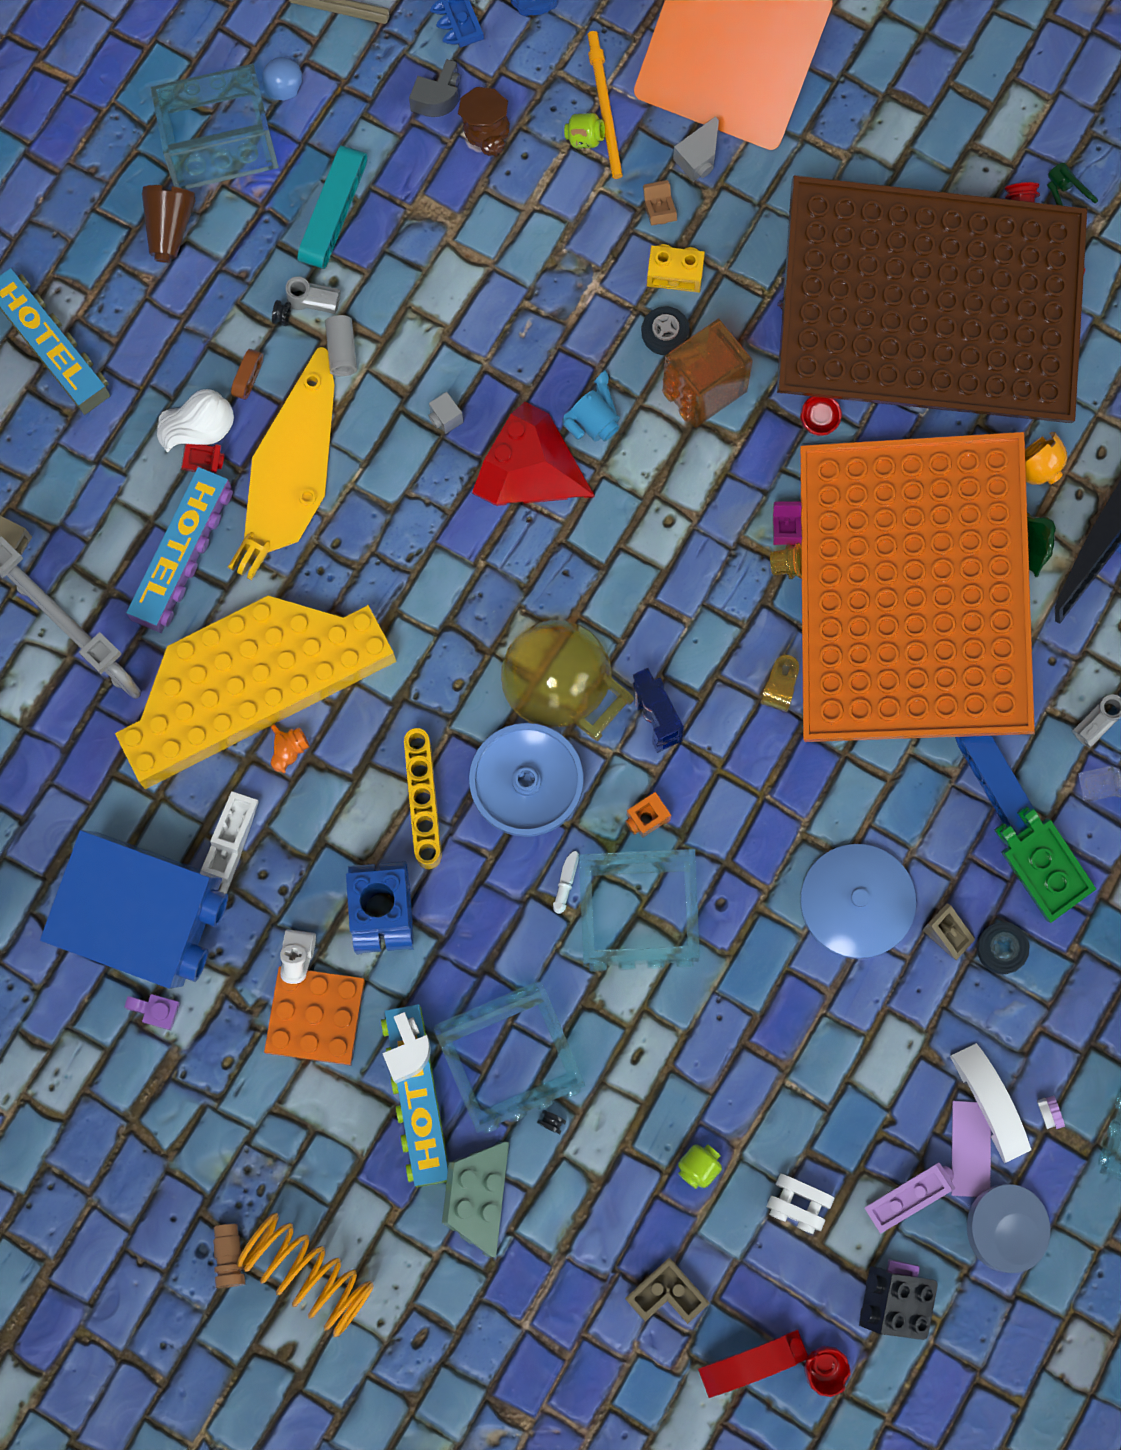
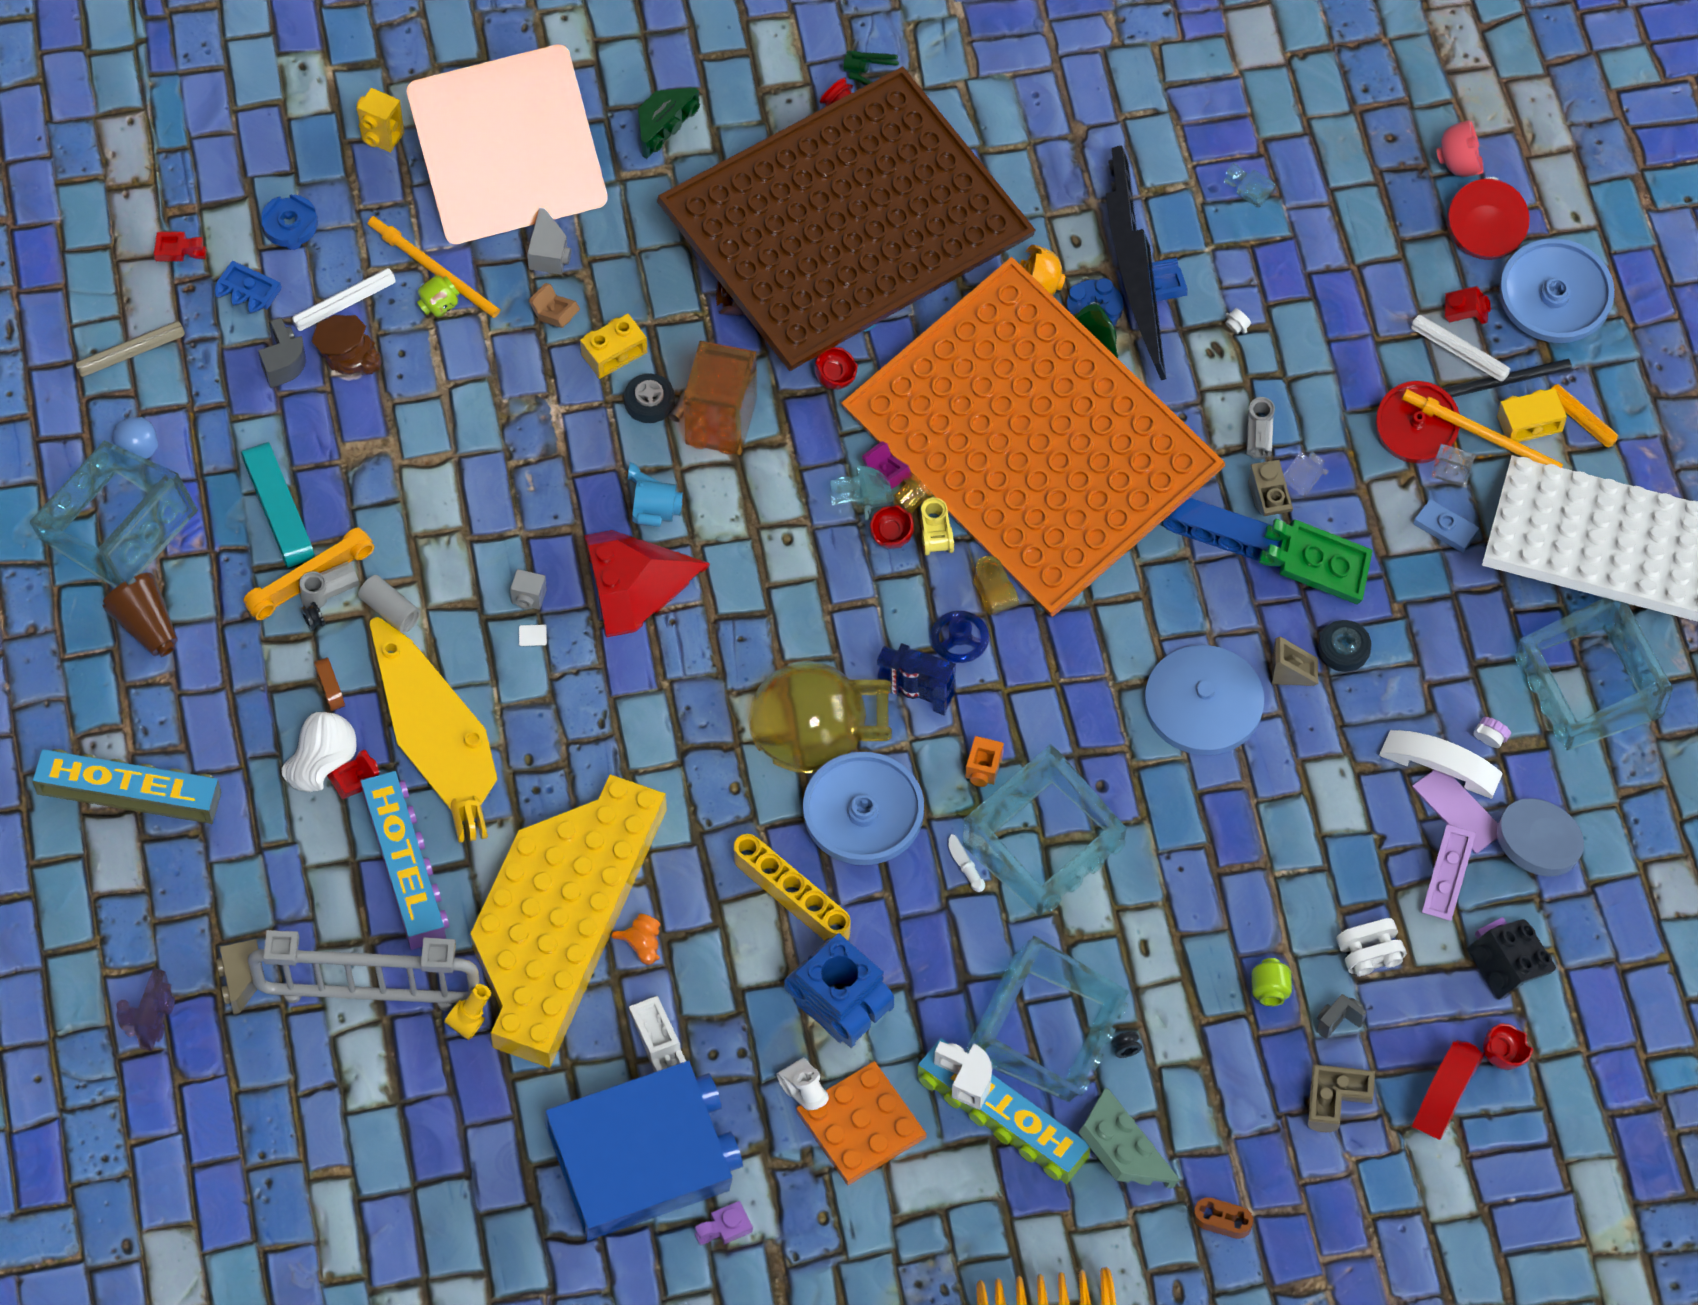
camera: 45 degrees left, 15 degrees down
(116, 704) = (467, 1014): none -> yellow pin
(357, 281) = (263, 602): none -> light orange piece
(422, 450) = (532, 635): none -> white sticker
(507, 1310) = (1223, 1217): none -> dark orange beam
(519, 81) = (343, 299): none -> white axle
(719, 1230) = (1333, 1015): none -> dark grey bracket
(725, 691) = (960, 623): none -> clear blue piece
(747, 575) = (892, 527): none -> red hair
(759, 531) = (868, 487): none -> clear light blue brick
(777, 606) = (936, 532): none -> light yellow piece
(875, 111) = (663, 116): none -> dark green slope
(1059, 777) = (1269, 488): none -> dark tan slope
(1080, 509) = (1097, 291): none -> blue plate

